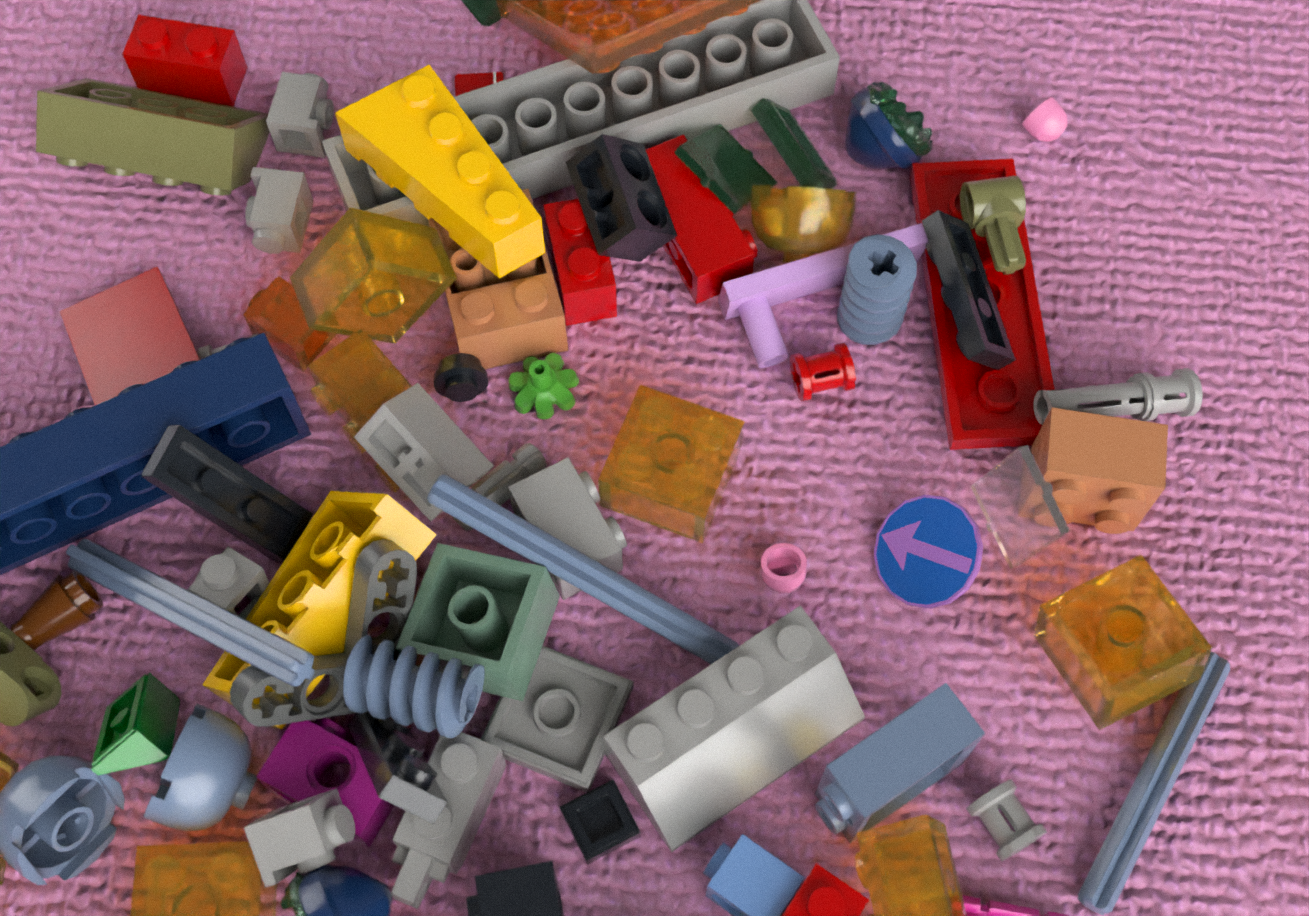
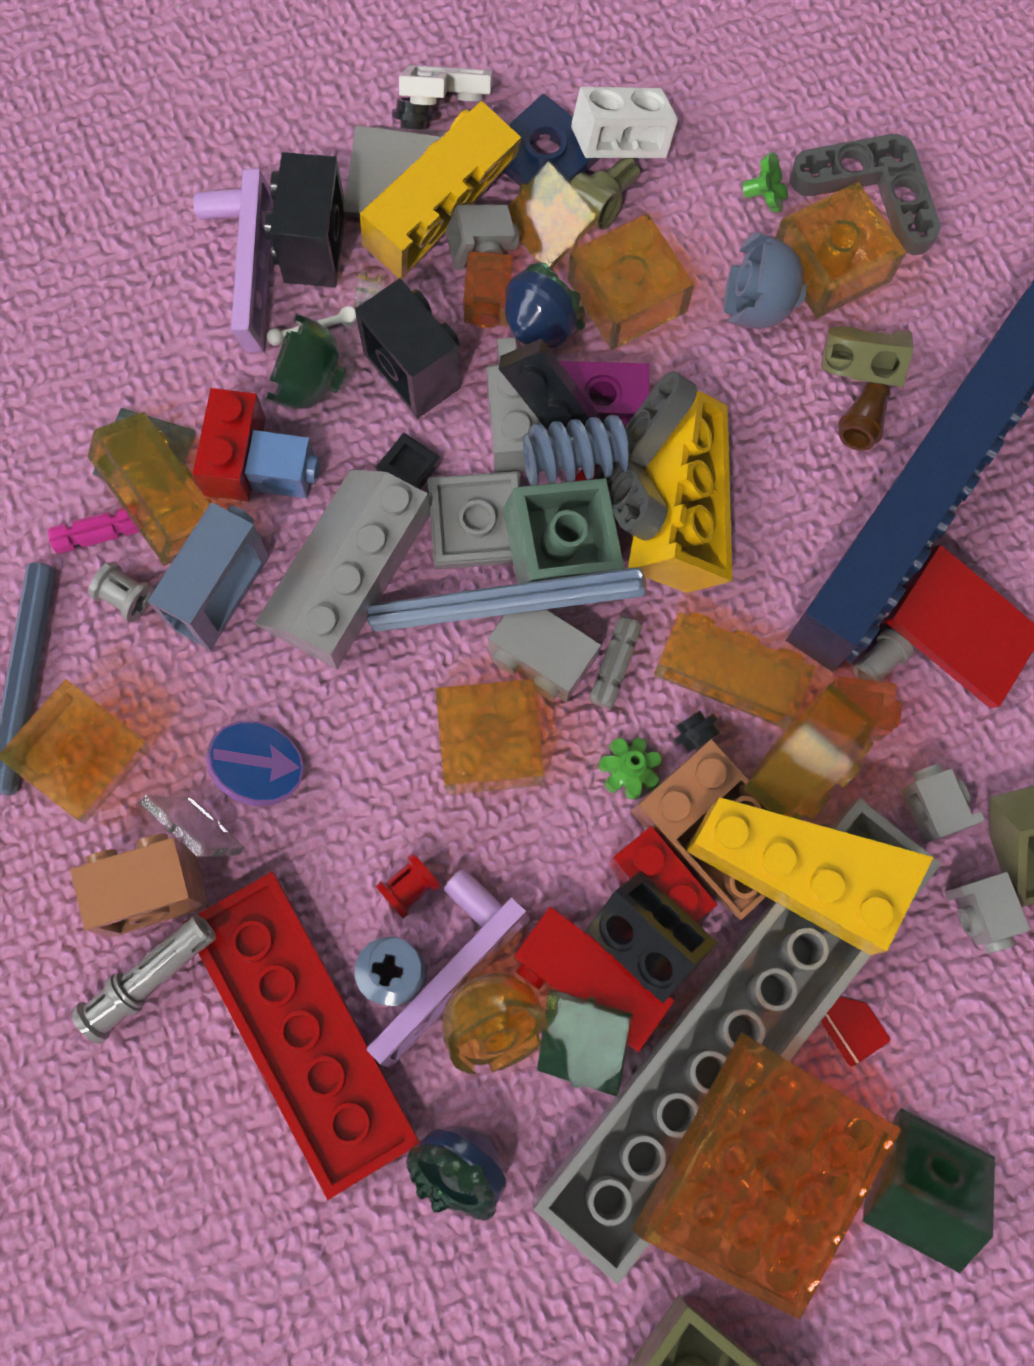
camera: 150 degrees right, 10 degrees up
(137, 727) = (749, 360): green slope -> none
(193, 613) = (765, 433): sand blue axle -> none
(203, 774) = (688, 349): sand blue cylinder -> none
(226, 493) = (801, 529): black plate -> none
(228, 578) = (754, 475): light grey brick -> none
(299, 836) = (583, 335): light grey brick -> none
(418, 444) = (677, 634): light grey hinge -> none
(779, 564) = (370, 707): bright pink hinge -> none
(793, 145) = (537, 1108): clear green tile -> none
(967, 291) = (311, 1011): black plate -> none
(995, 212) = (320, 1113): olive axle -> none
(1046, 121) = (314, 1273): bright pink hinge -> none

